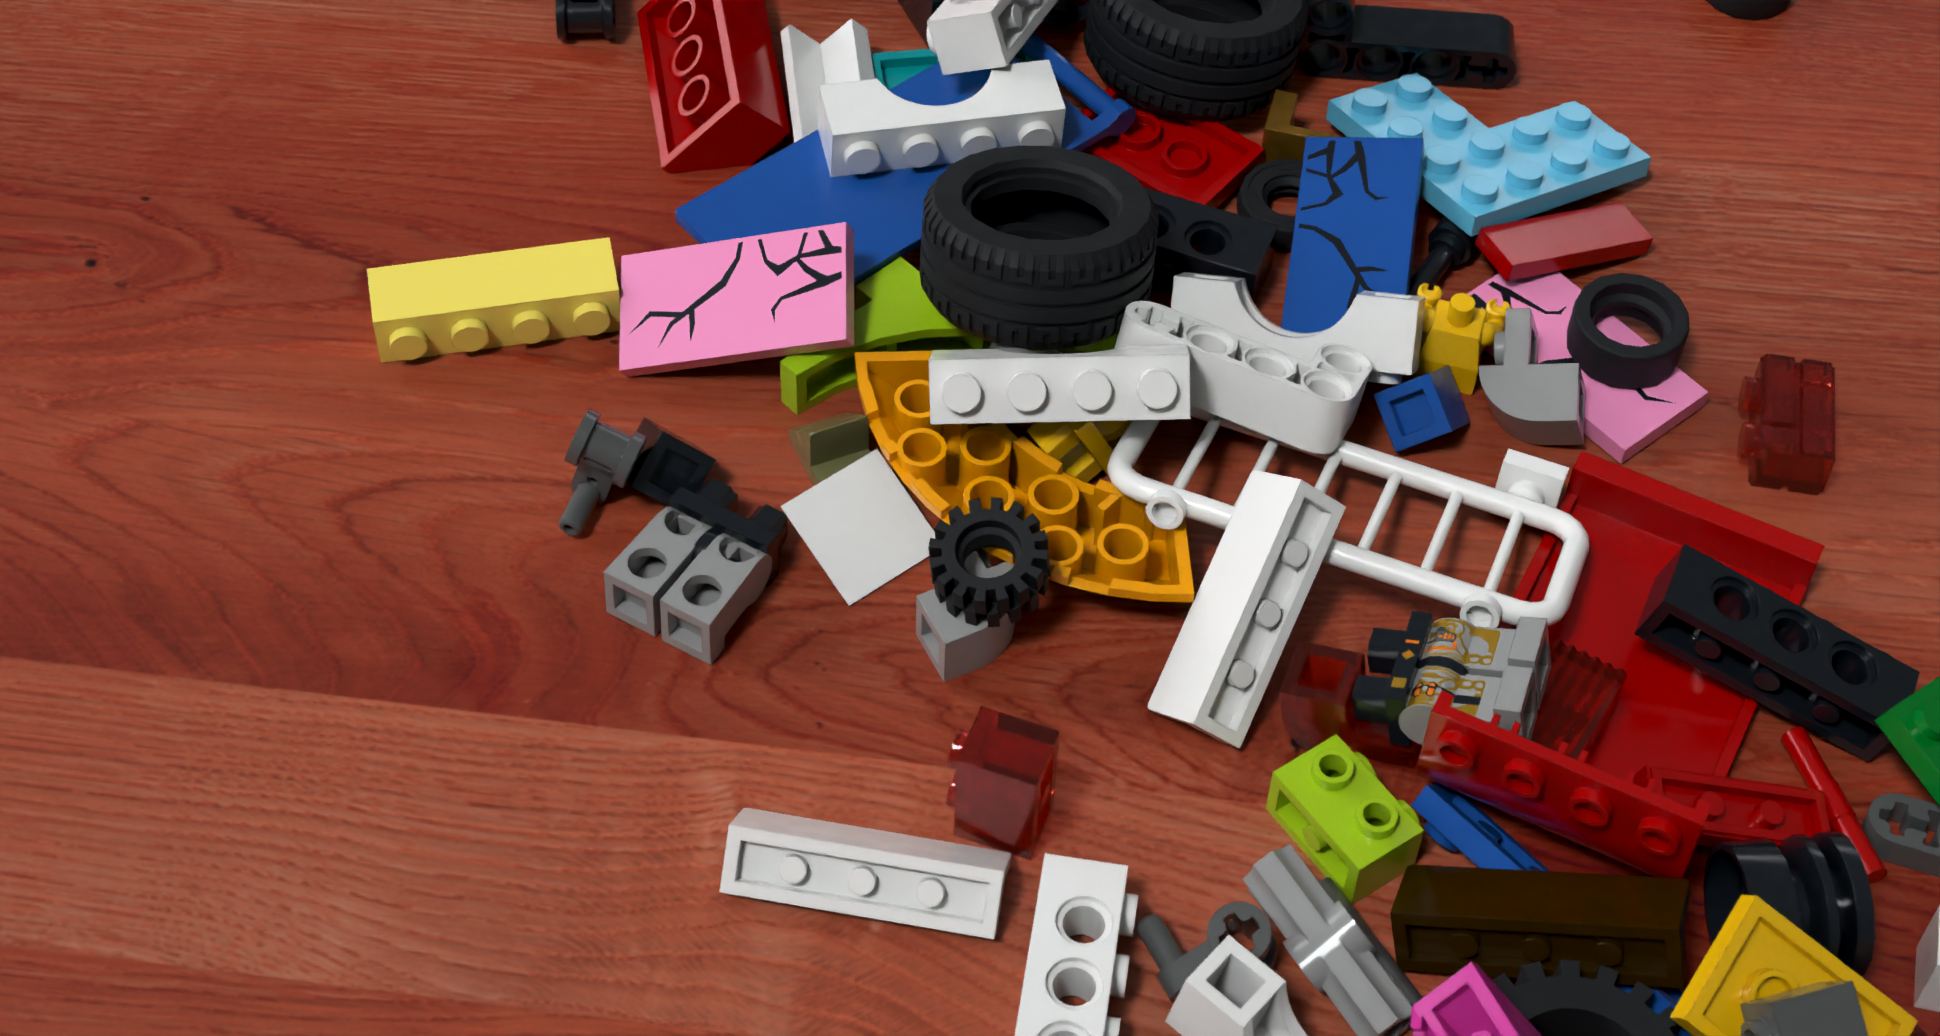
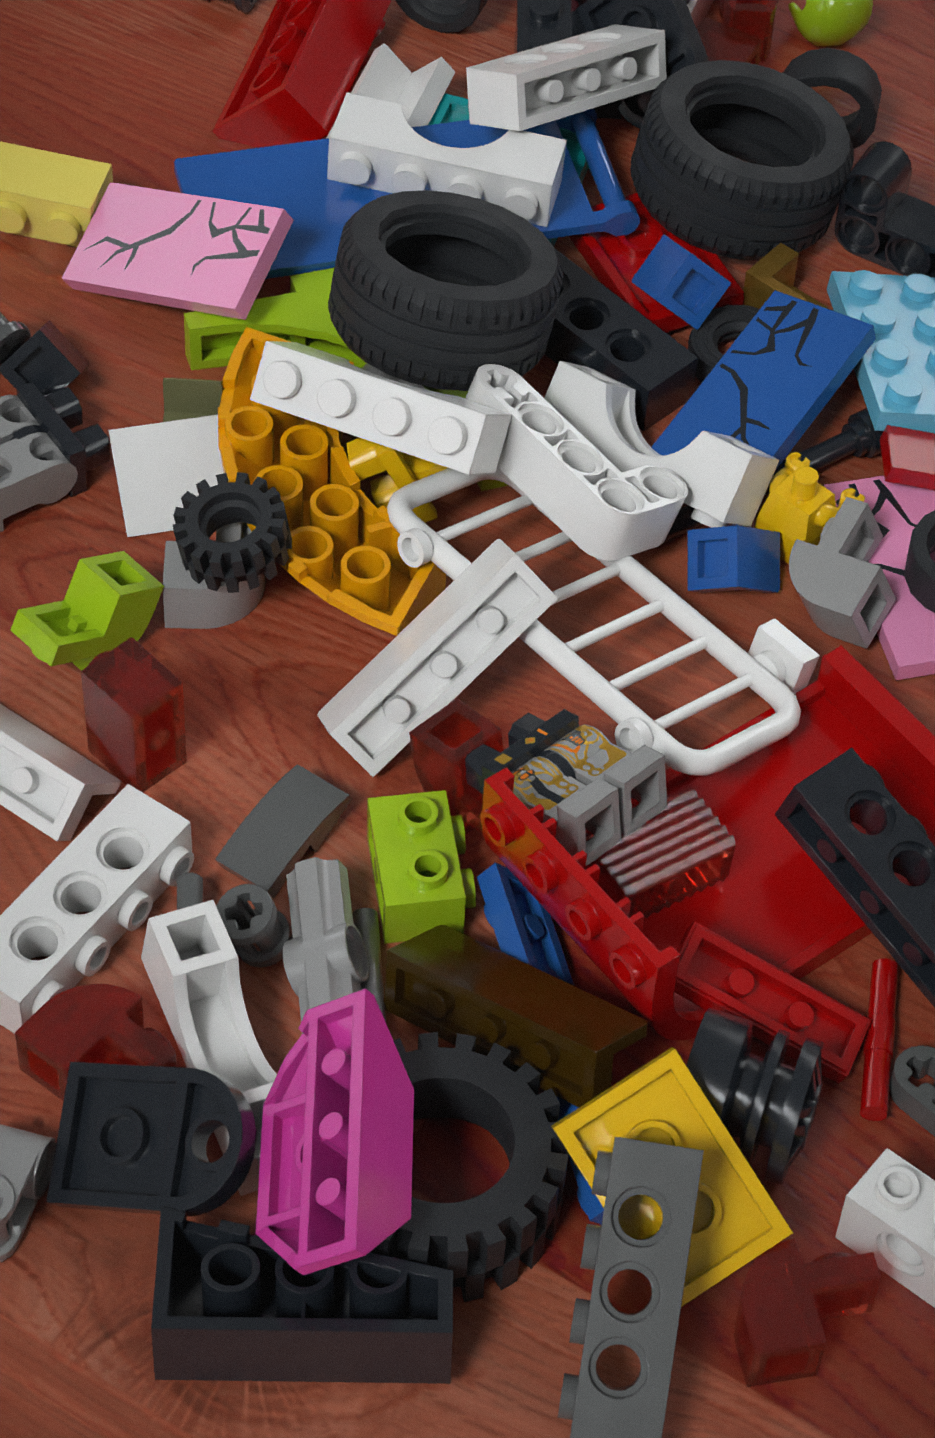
camera: 25 degrees right, 0 degrees up
(890, 696) = (102, 608): none -> lime brick
(1197, 836) = (281, 829): none -> dark grey slope
(1213, 158) = (680, 282): none -> blue panel

